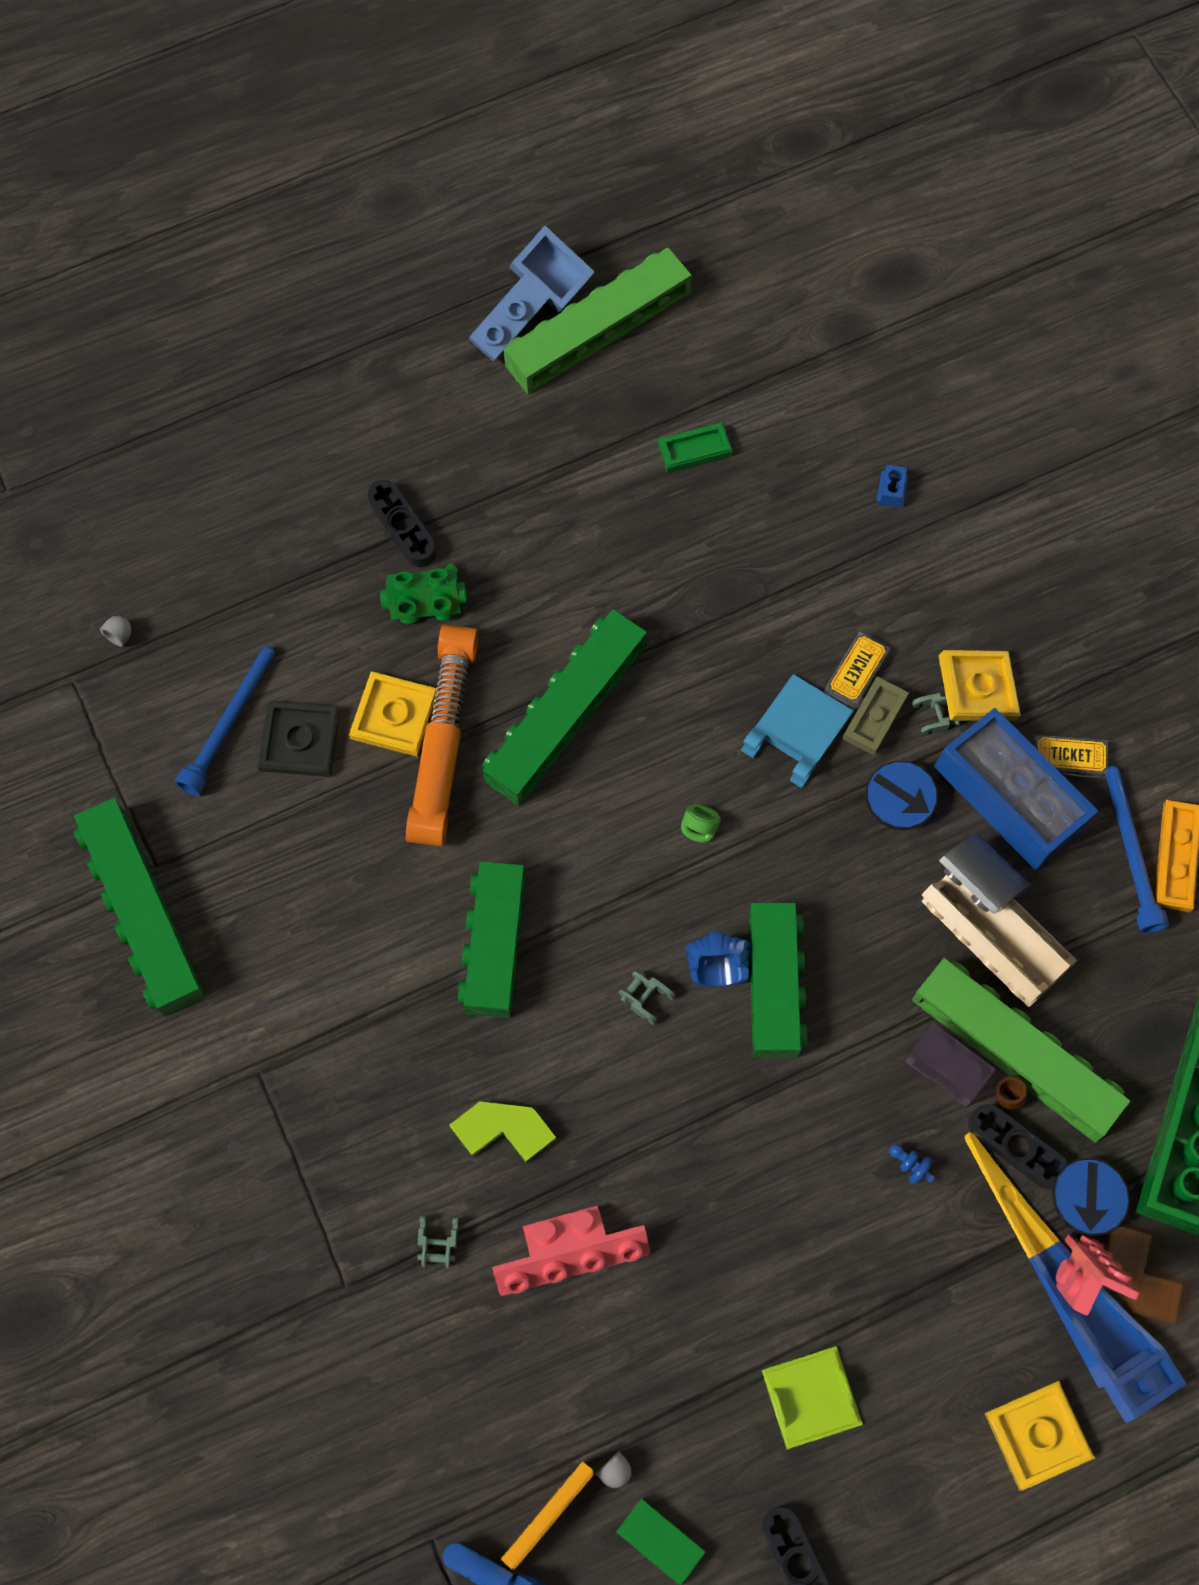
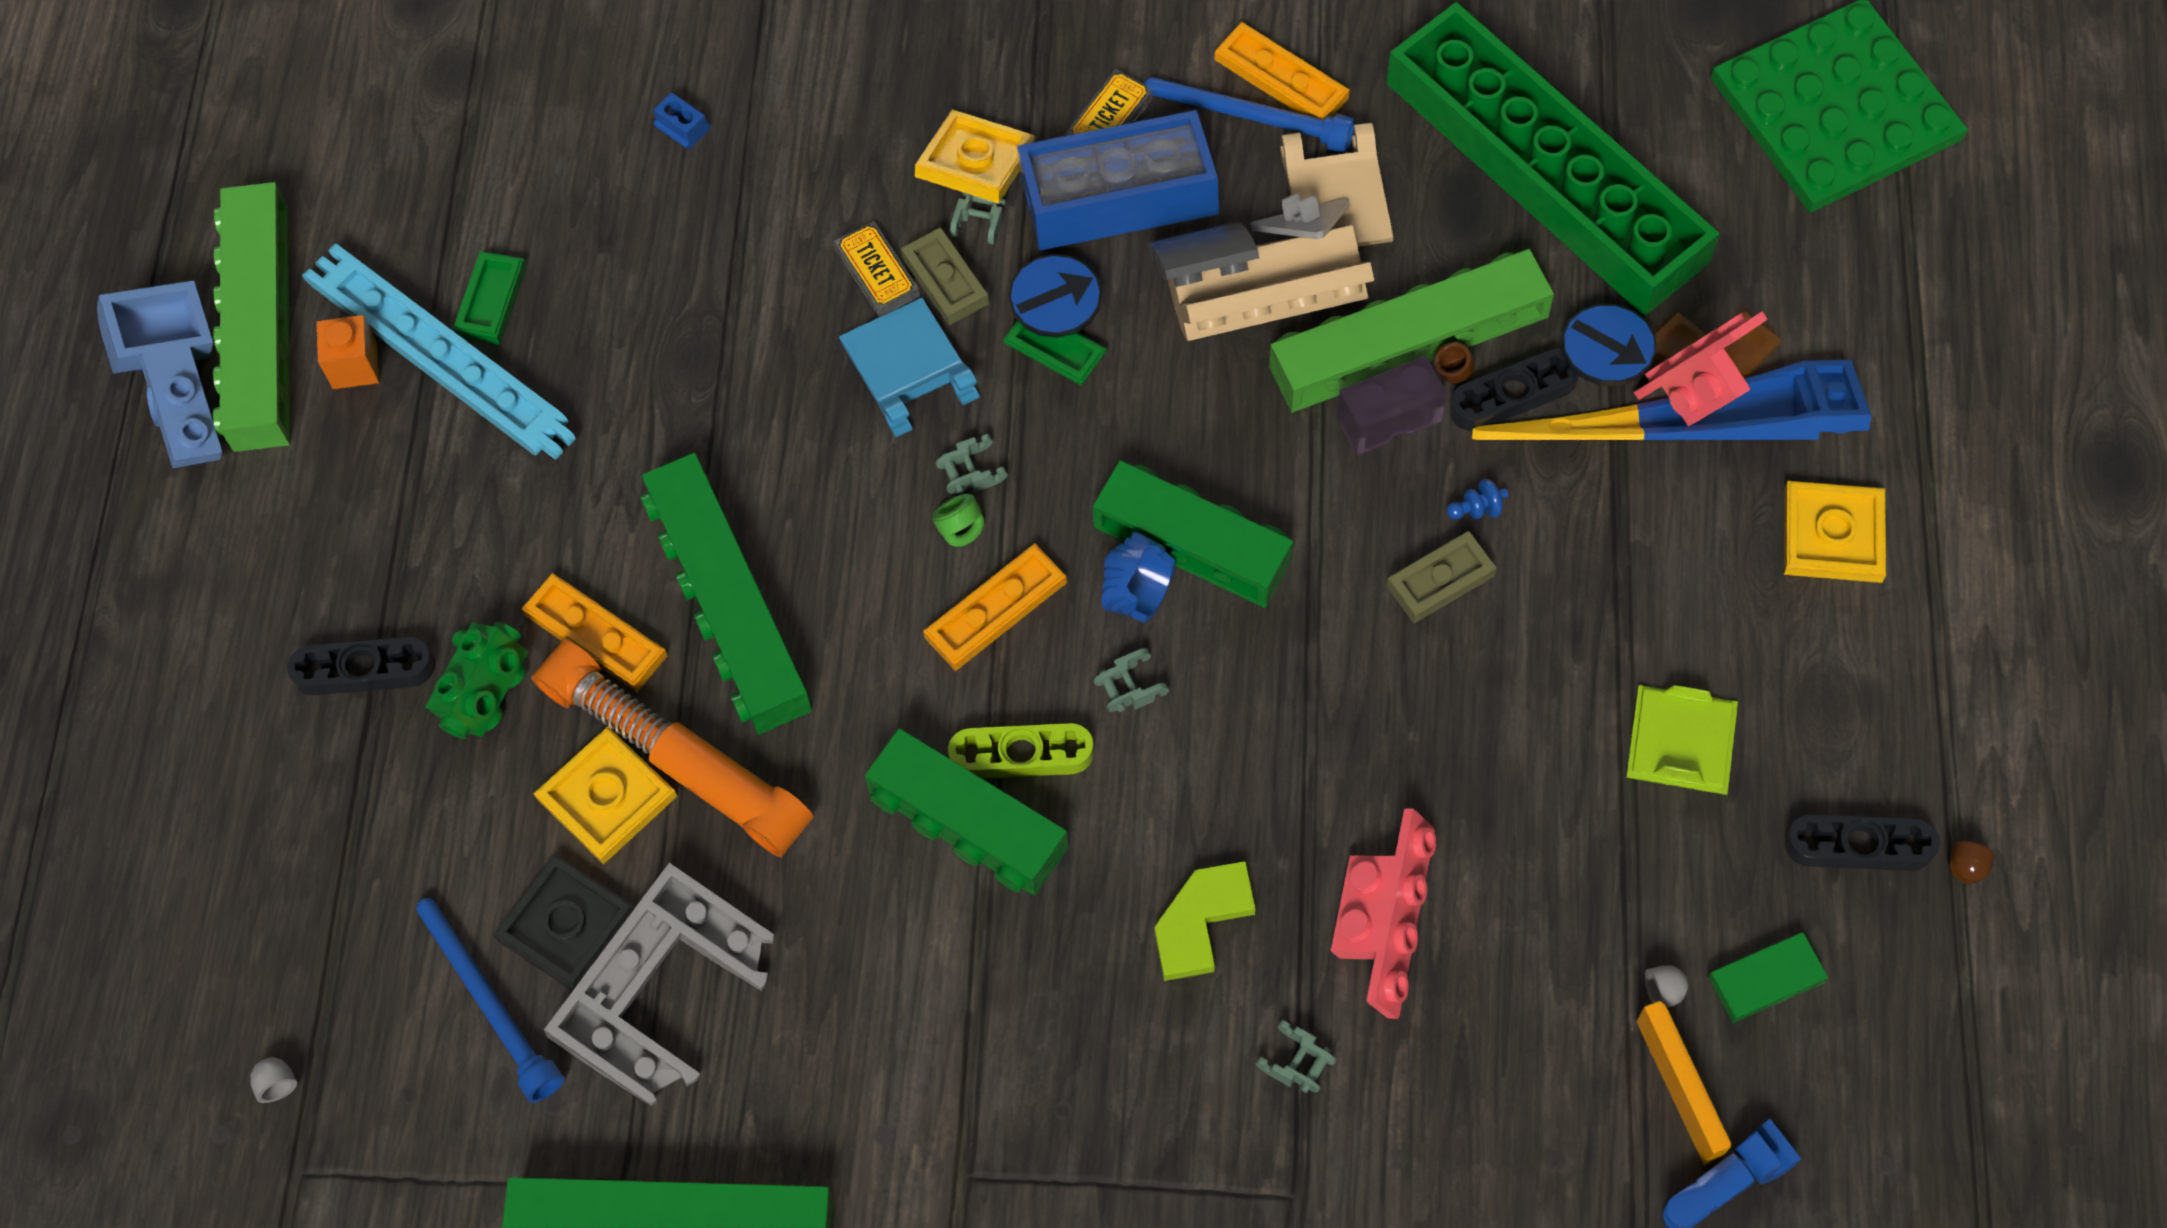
camera: 60 degrees left, 5 degrees down
(242, 788) = (591, 1016): none -> light grey wedge
(499, 645) = (601, 634): none -> light orange tile
(580, 969) = (1036, 766): none -> lime beam
(603, 388) = (347, 352): none -> orange brick
(636, 442) = (441, 353): none -> medium azure hinge
(653, 880) = (995, 607): none -> light orange tile
(752, 800) = (976, 479): none -> sand green piece
(838, 1166) = (1441, 577): none -> olive plate
(863, 828) = (1069, 355): none -> green tile
(1058, 933) = (1303, 217): none -> light grey piece
(1105, 944) = (1340, 177): none -> tan flag

